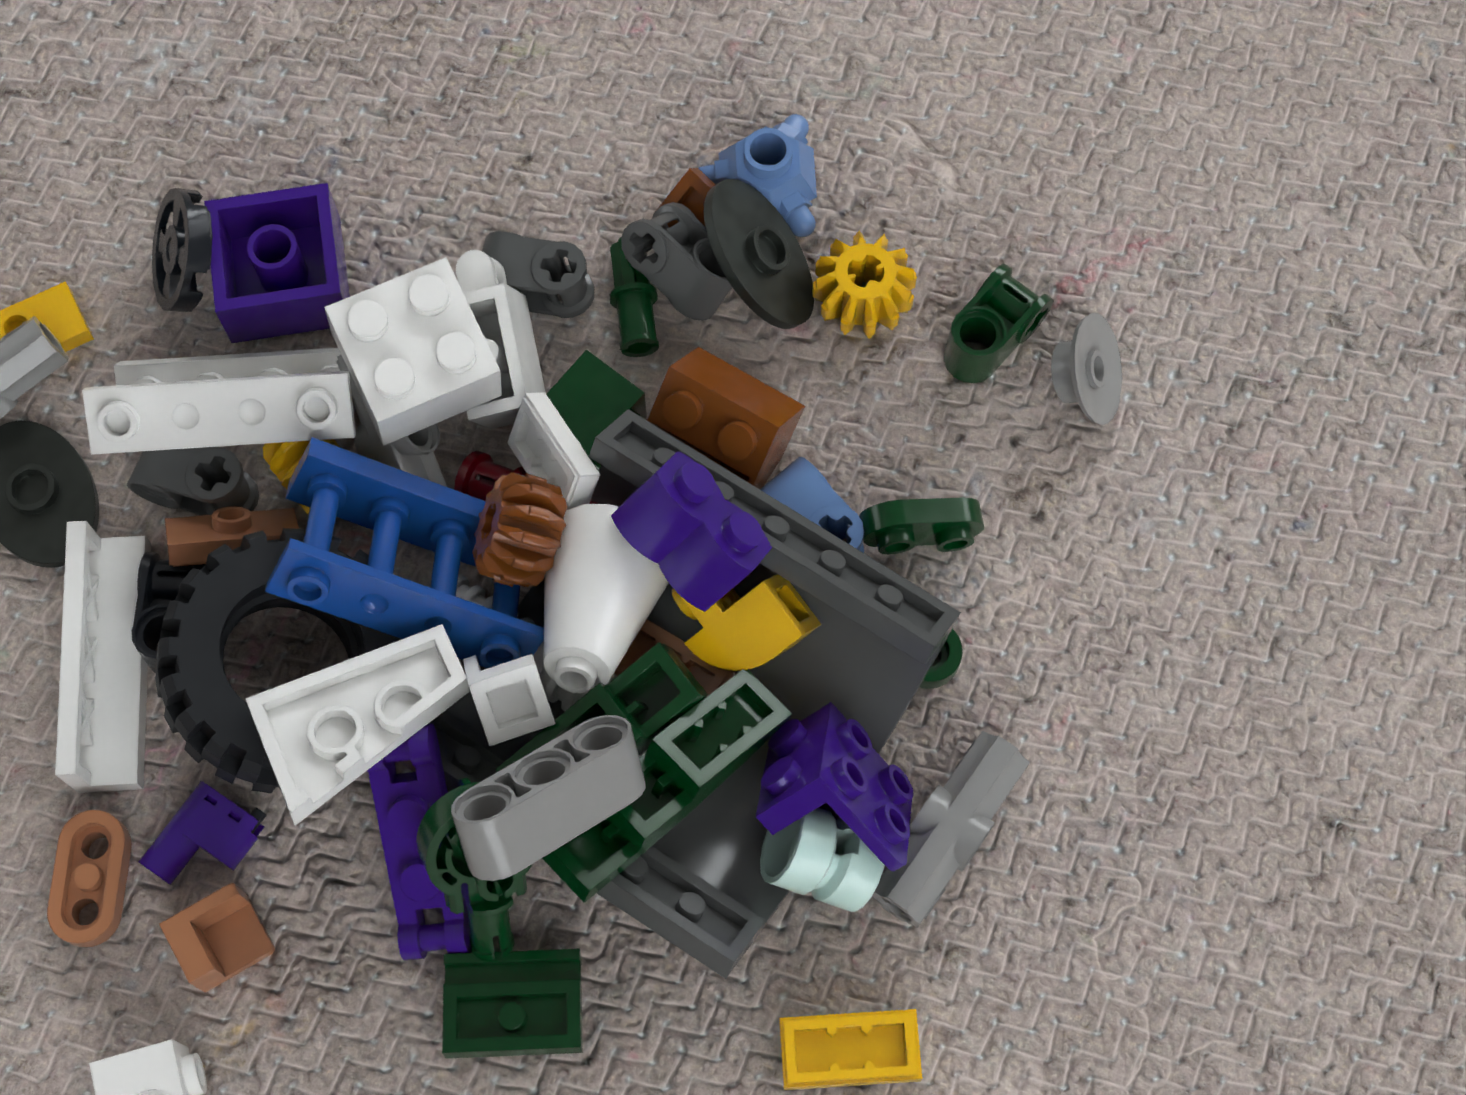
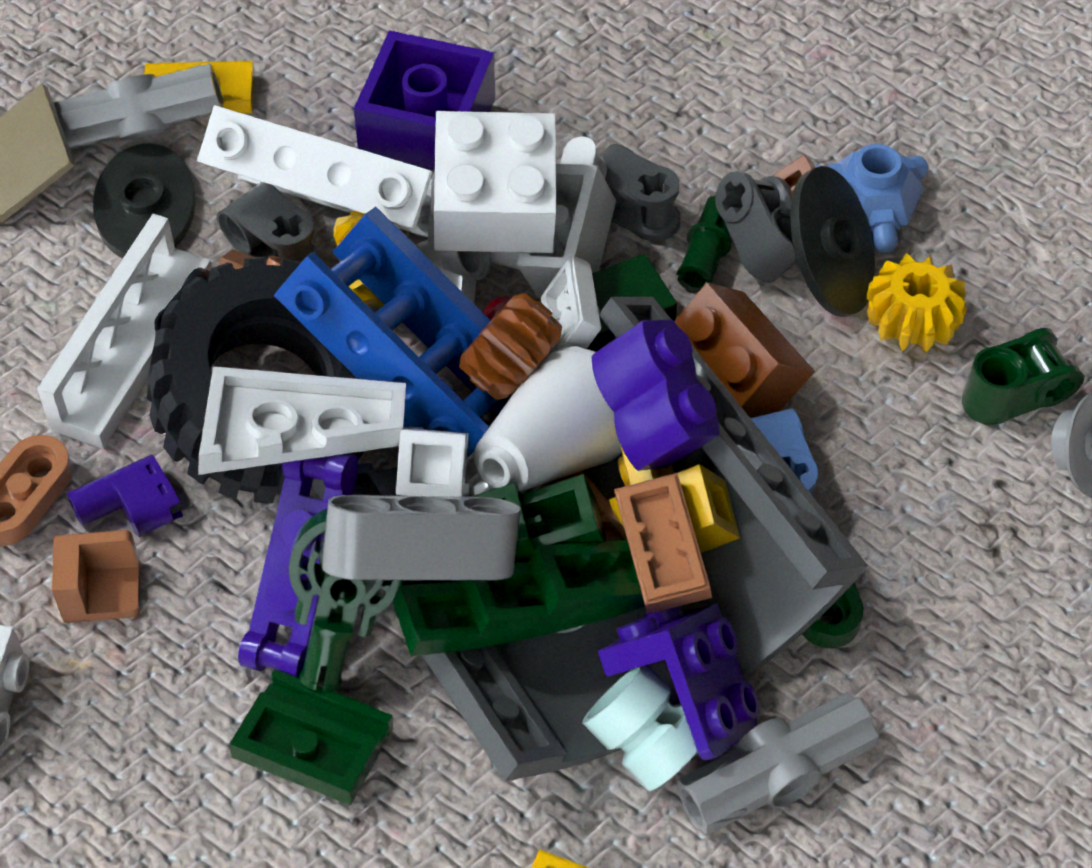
camera: 25 degrees right, 15 degrees down
(181, 250) = (353, 64): black piece -> none
(764, 677) = (662, 543): none -> nougat plate
(908, 523) = (874, 502): dark green plate -> none

